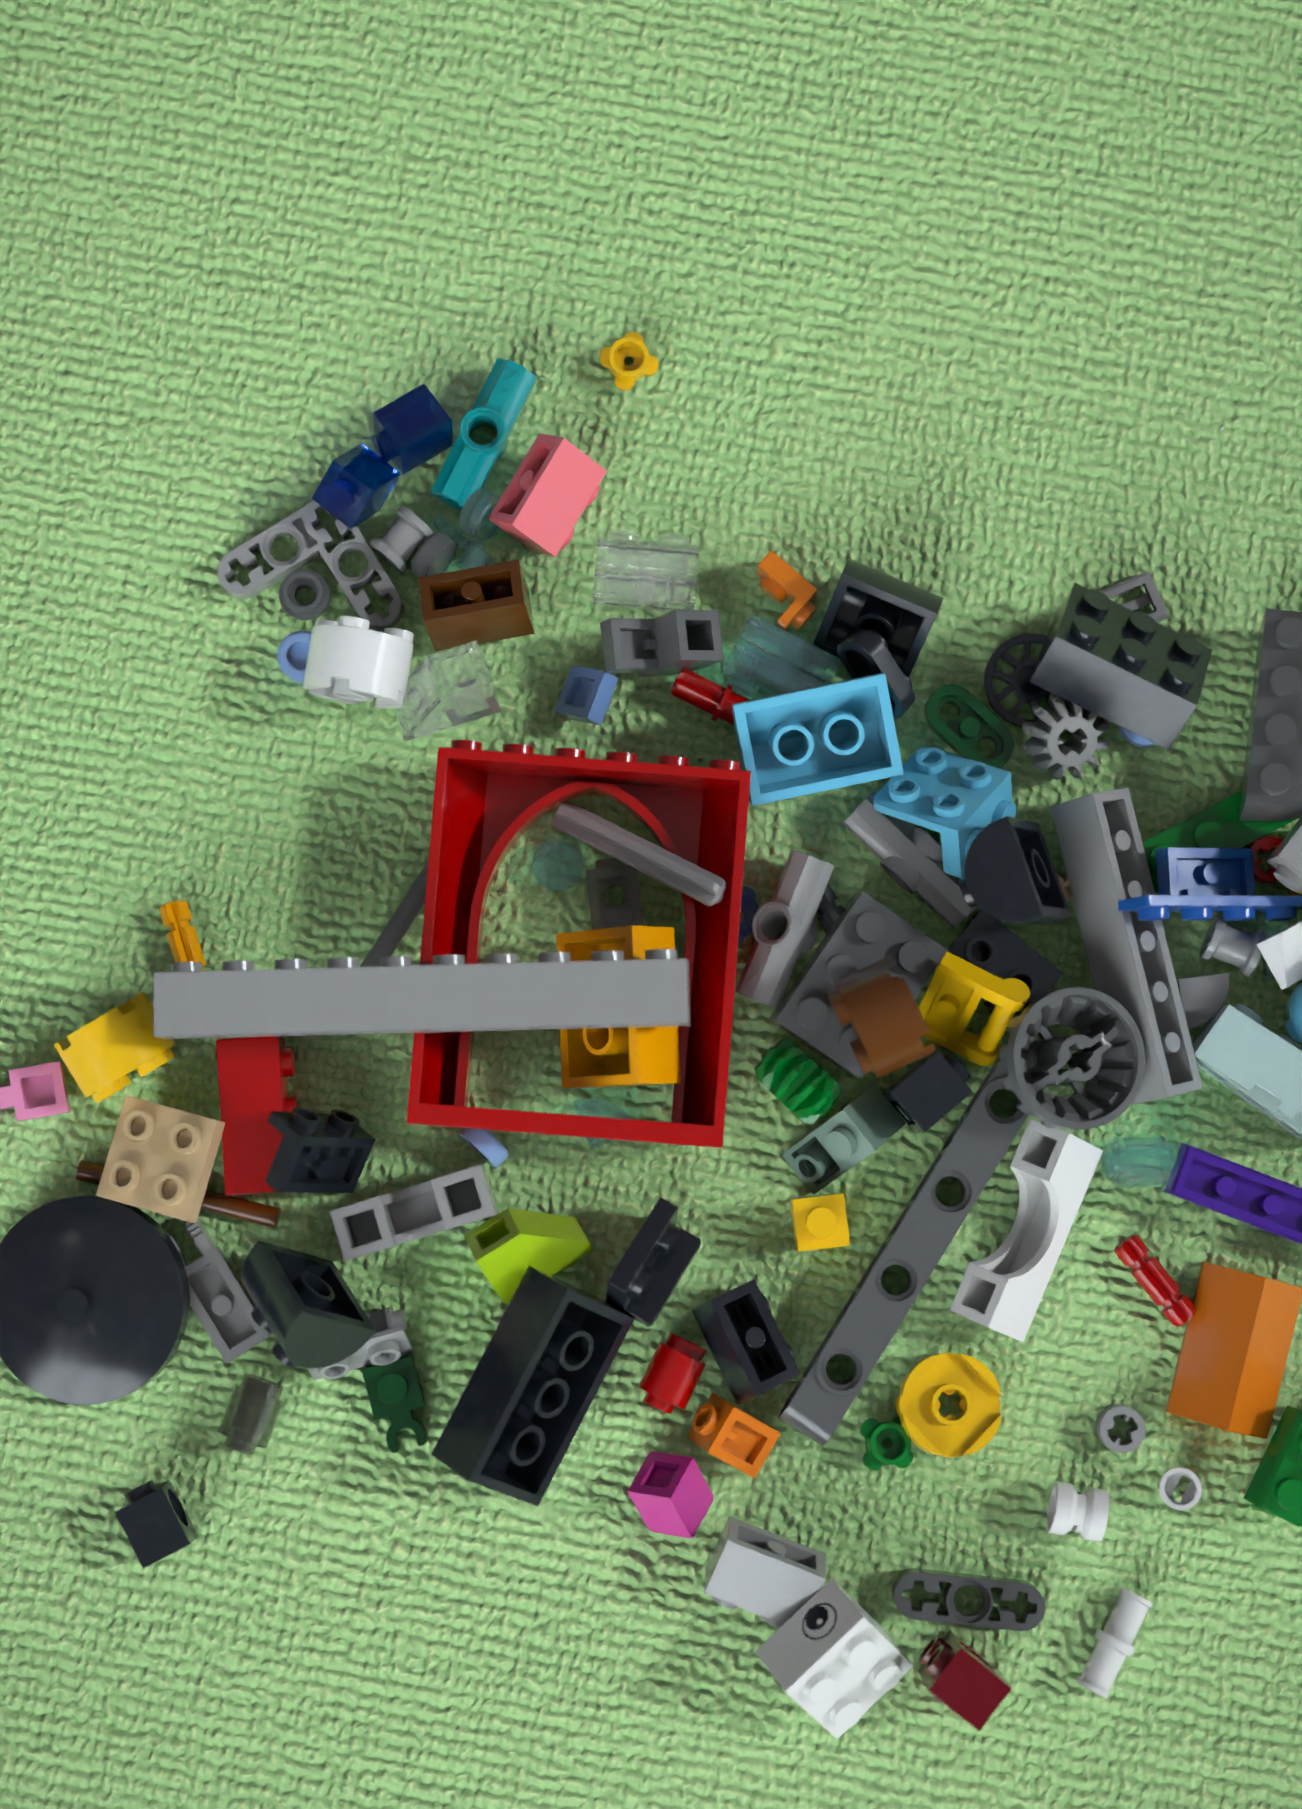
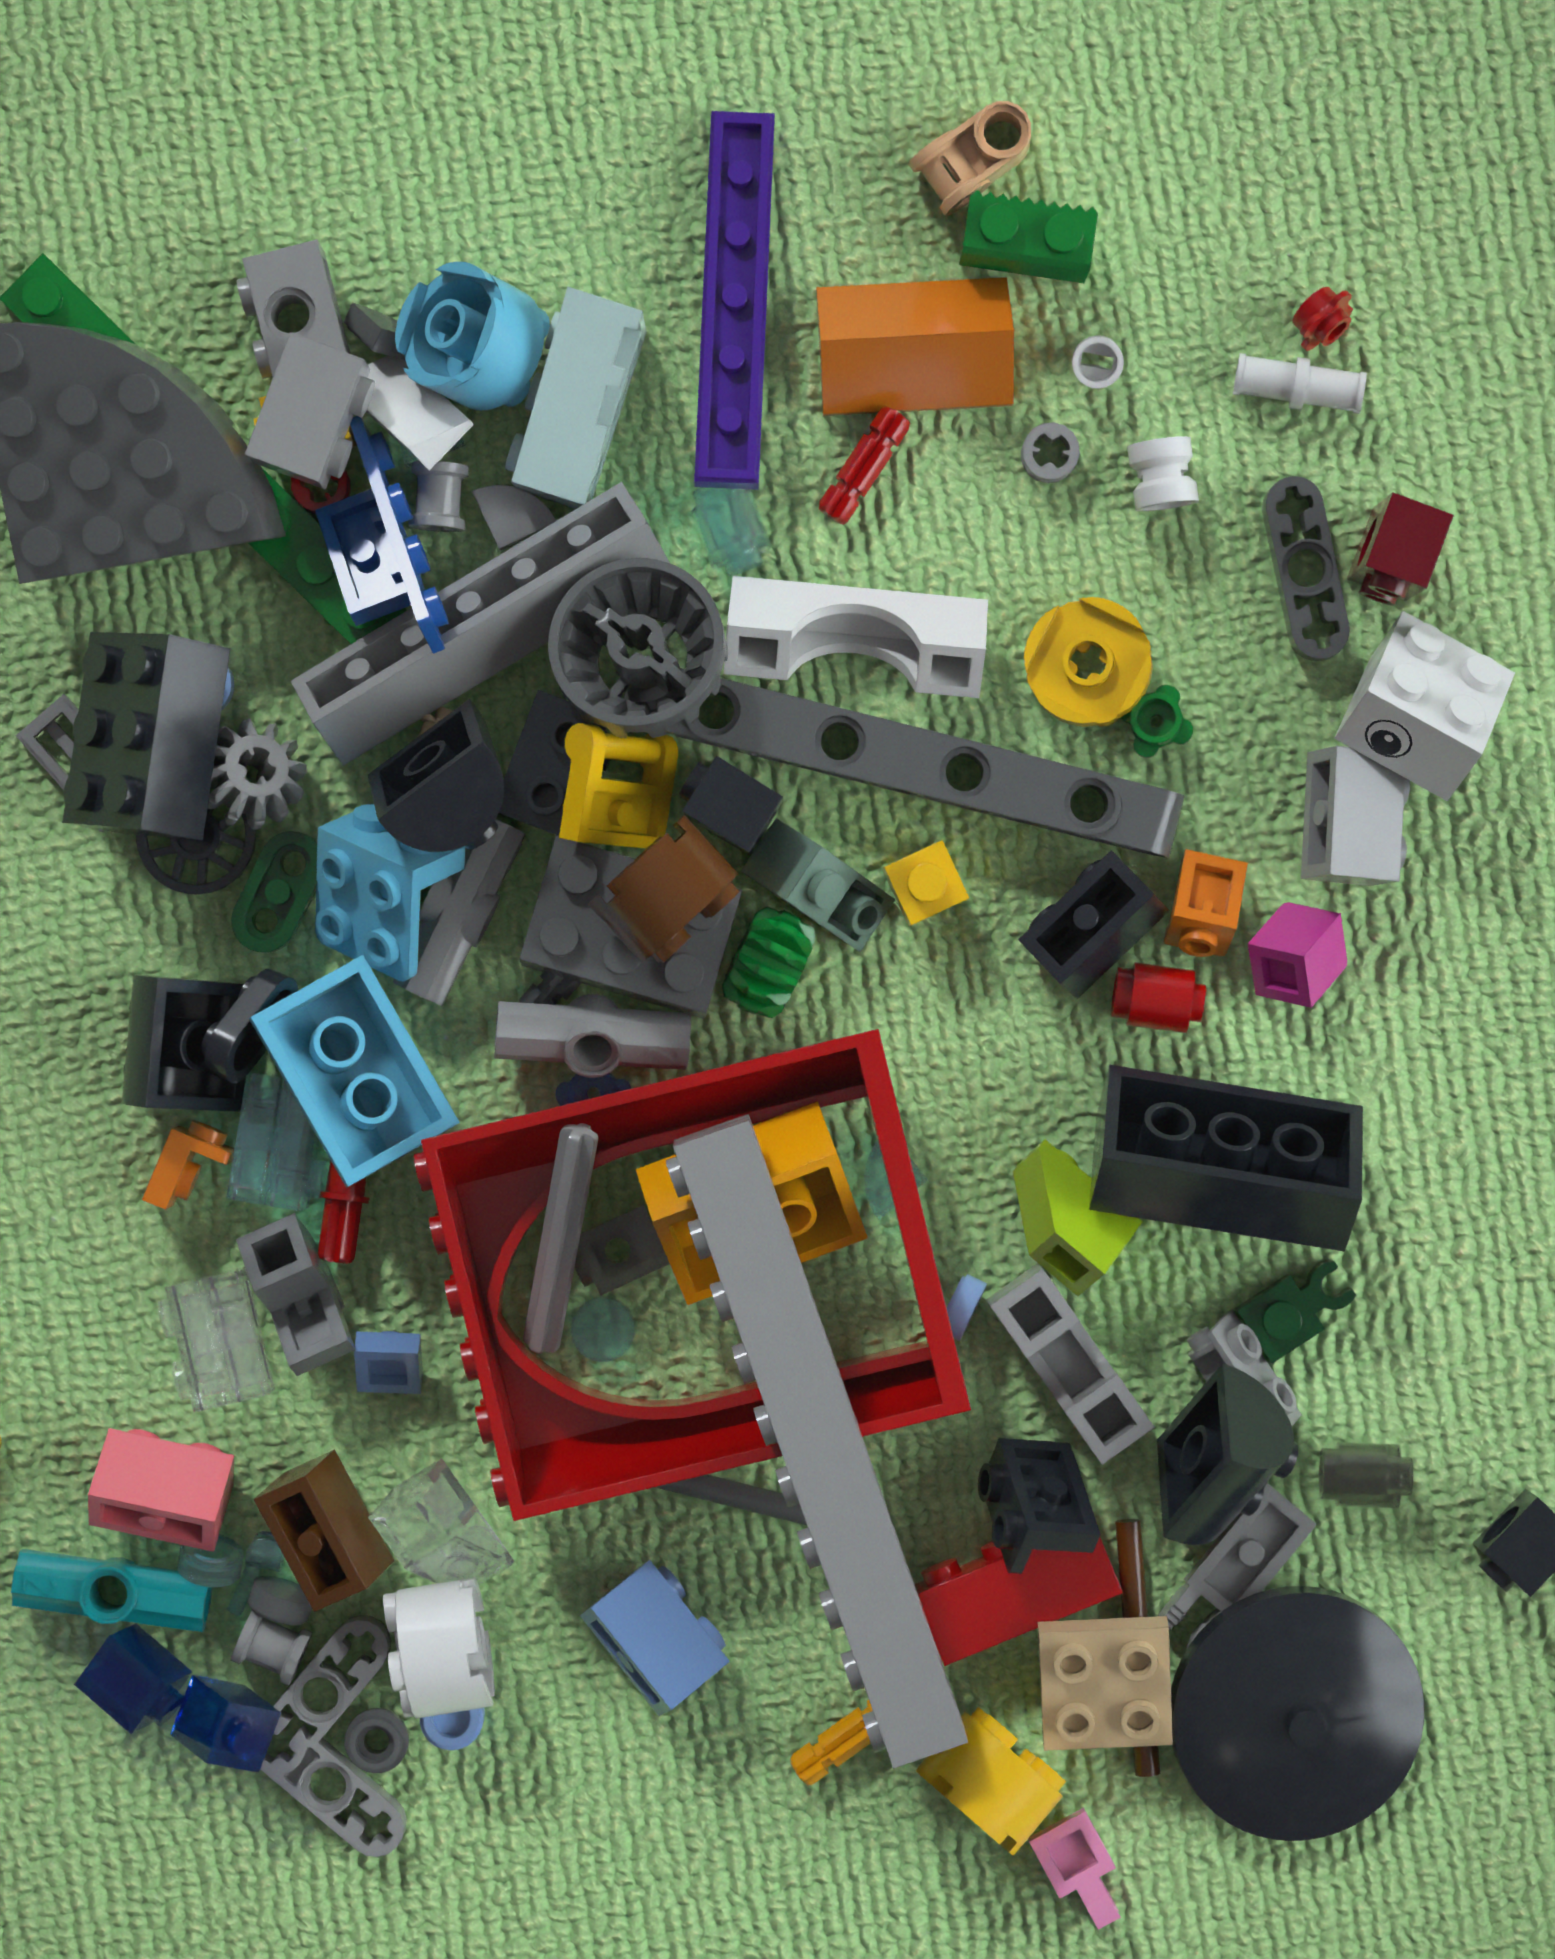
camera: 105 degrees left, 5 degrees up
(312, 828) = (656, 1636): none -> medium blue brick
(652, 1265) = (1040, 1063): black bracket -> none
(1160, 1678) = (1323, 317): none -> red plate

